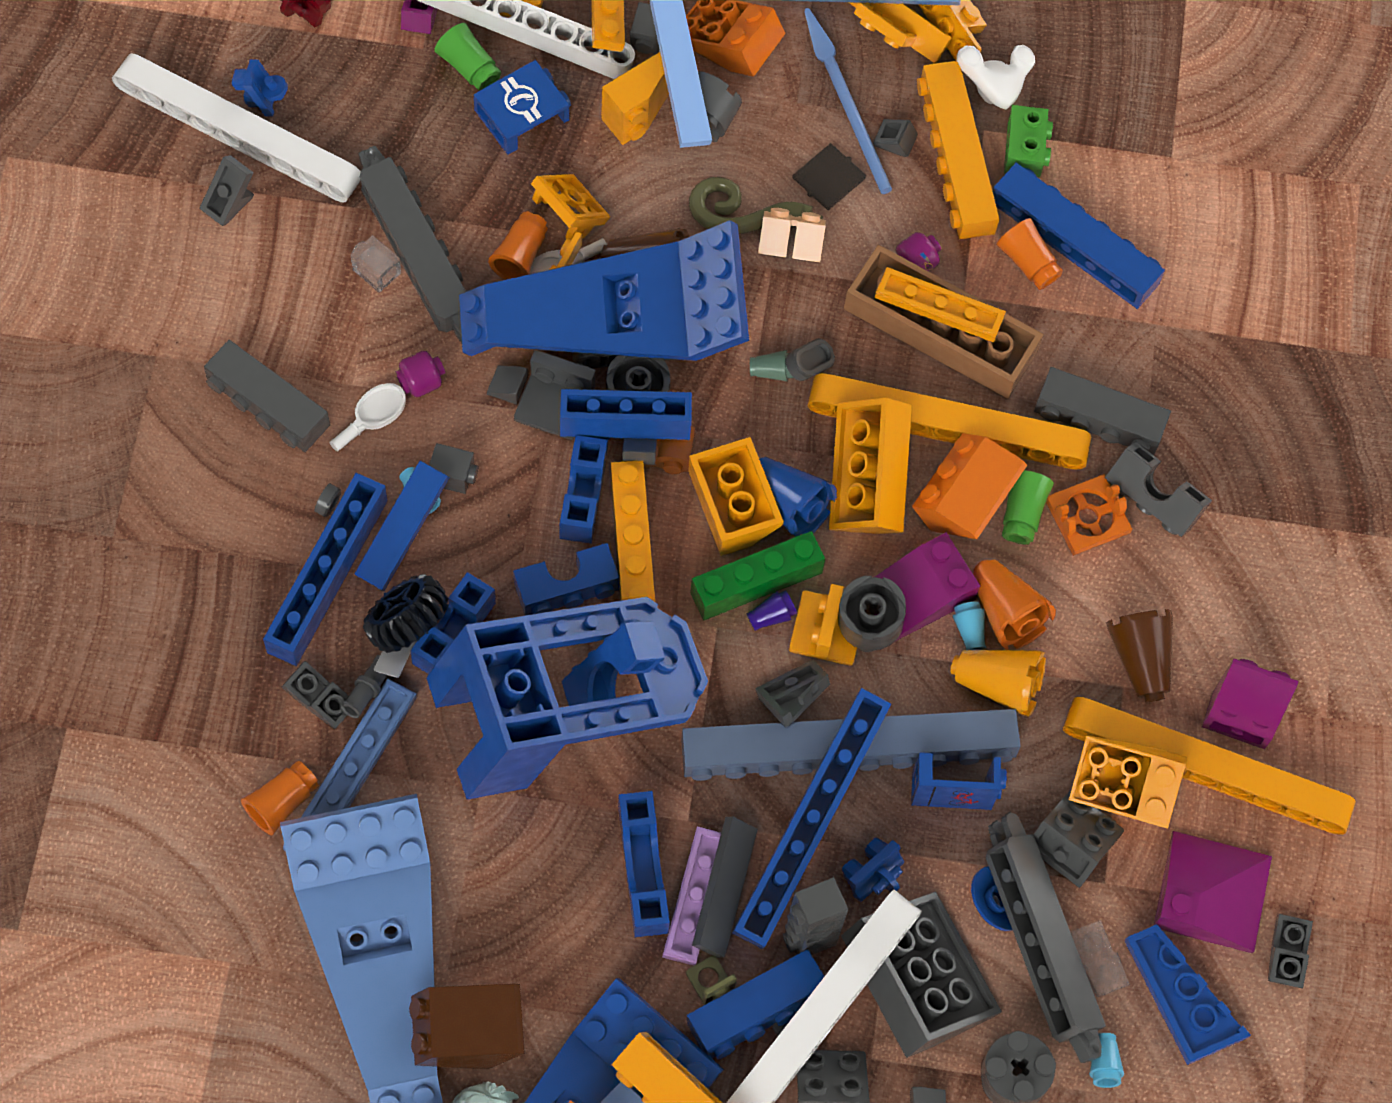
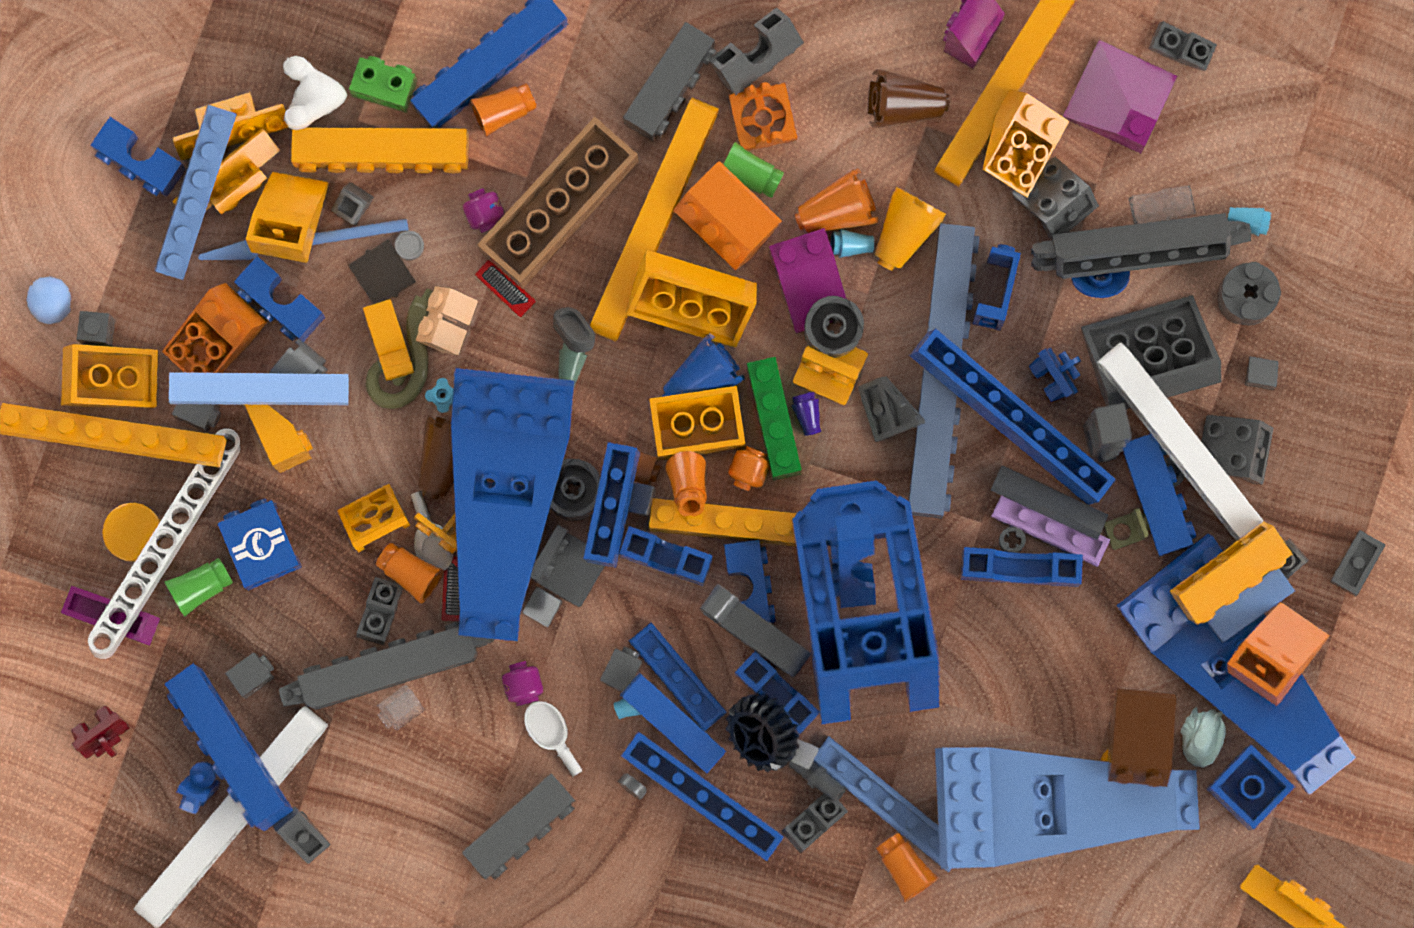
camera: 70 degrees left, 15 degrees up
(304, 105) = (228, 747): none -> blue brick
(385, 120) = (251, 674): none -> dark grey brick
(456, 528) = (677, 676): none -> blue tile
(479, 232) = (379, 611): none -> dark grey slope
(516, 582) = (754, 631): none -> dark grey beam
(665, 849) = (1019, 534): none -> dark grey bush
(667, 490) = (687, 478): none -> orange plant
(696, 556) = (749, 468): none -> orange head
(760, 186) = (388, 340): none -> light orange piece
(788, 63) = (258, 284): none -> blue arch
(832, 306) = (505, 288): none -> sticker
(864, 197) = (409, 245): none -> light grey piece
(865, 71) = (286, 217): none -> light orange slope
(940, 304) = (550, 202): light orange tile -> none
(1189, 1008) = (1217, 141): blue wing -> none

